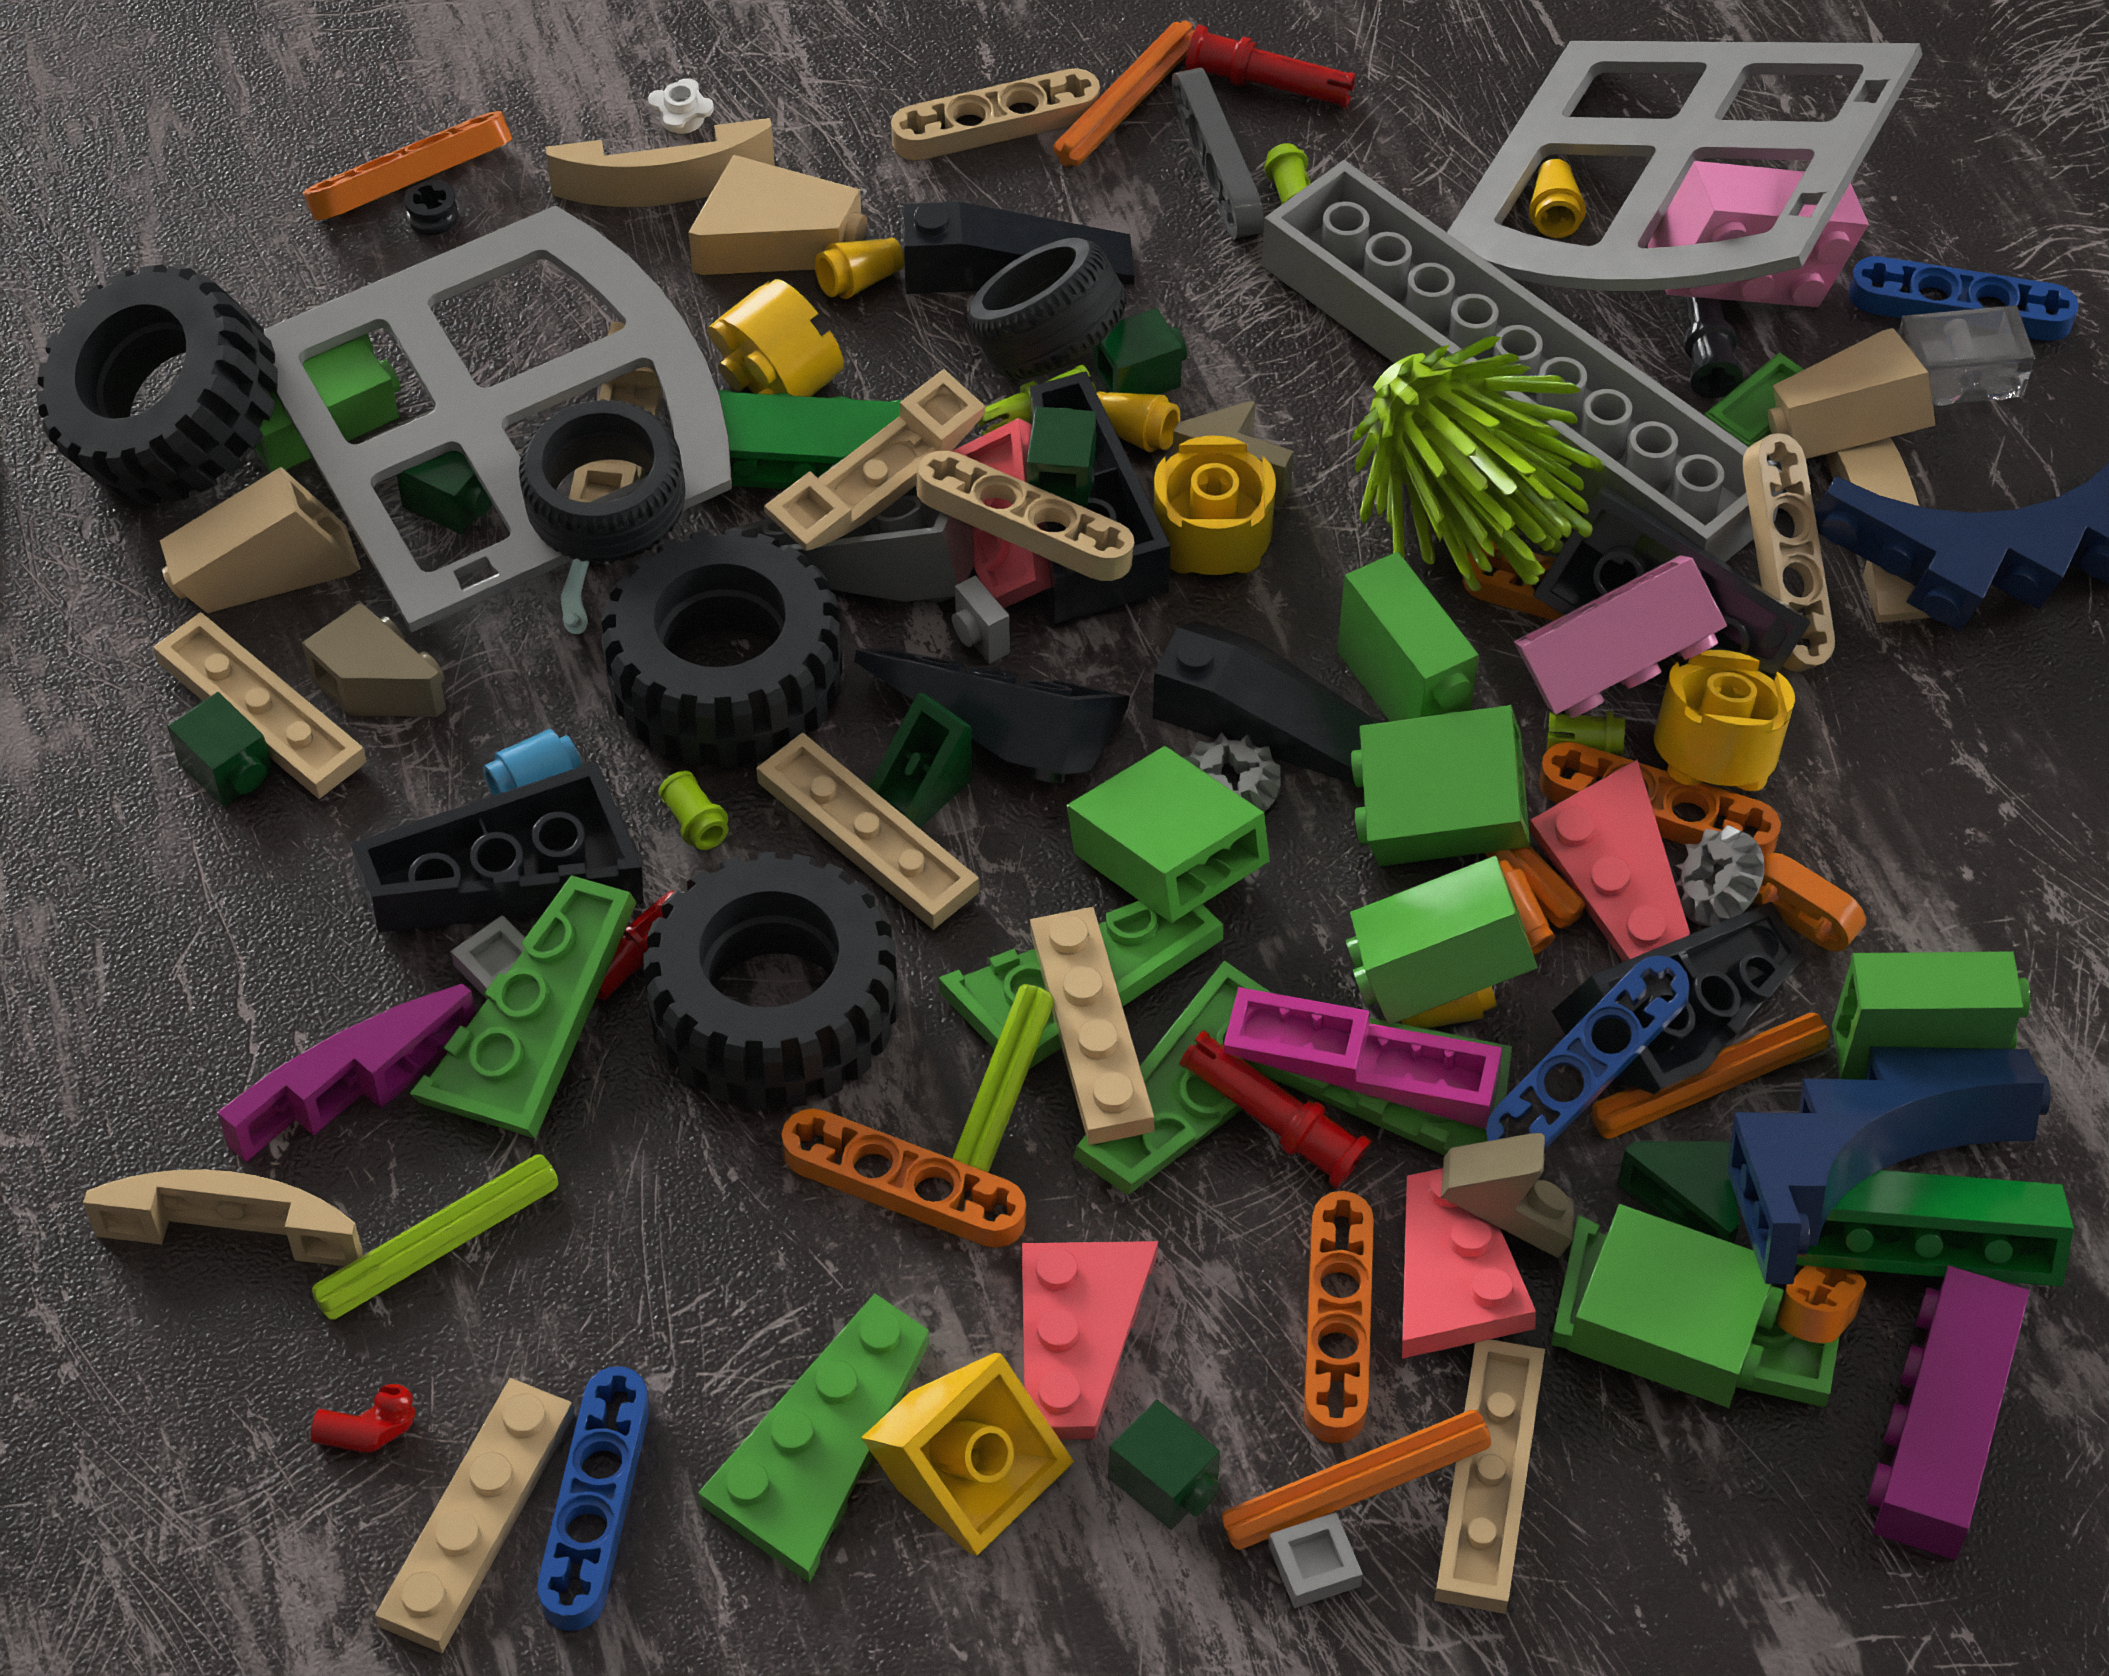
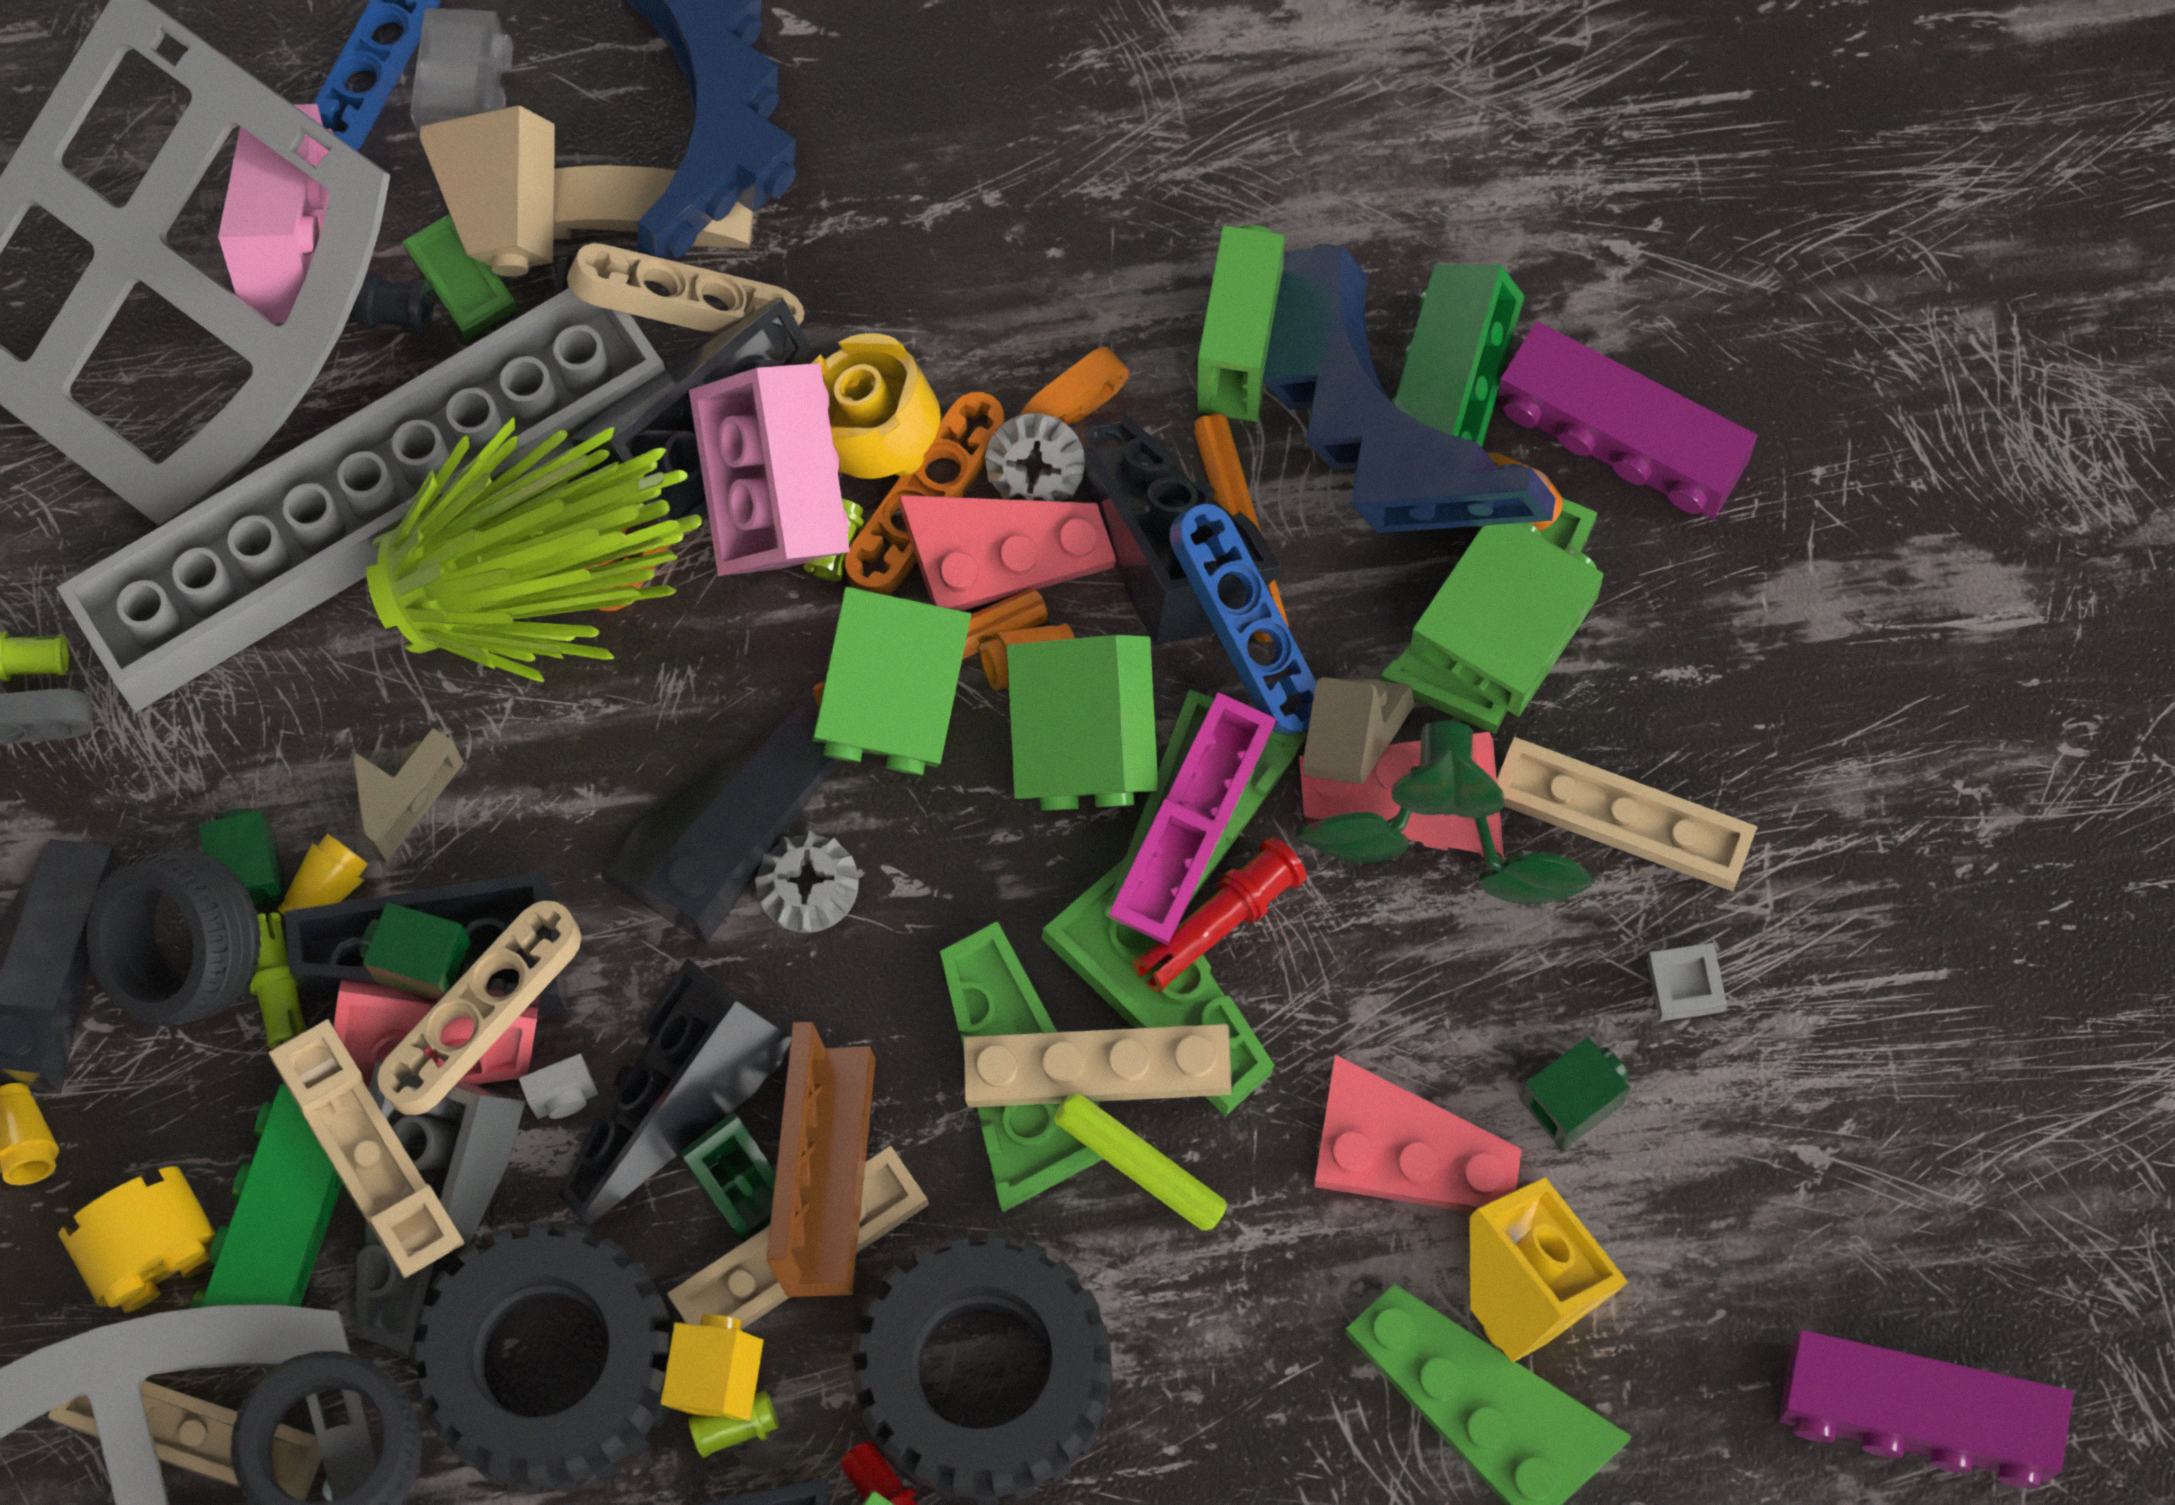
camera: 75 degrees left, 15 degrees up
(728, 761) = (712, 1368): none -> yellow brick
(909, 1167) = (1223, 1286): orange beam -> none
(940, 821) = (820, 1166): none -> dark orange fence
(1168, 833) = (884, 950): bright green brick -> none
(1215, 506) = (457, 797): yellow brick -> none
(1340, 1315) = (1438, 899): orange beam -> none
(1356, 1479) = (1619, 928): orange axle -> none
(1404, 643) = (725, 674): bright green brick -> none
(1469, 1257) = (1449, 785): none -> dark green plant
(1556, 200) = (137, 398): yellow cone -> none
(1683, 1184) = (1373, 571): dark green slope -> none

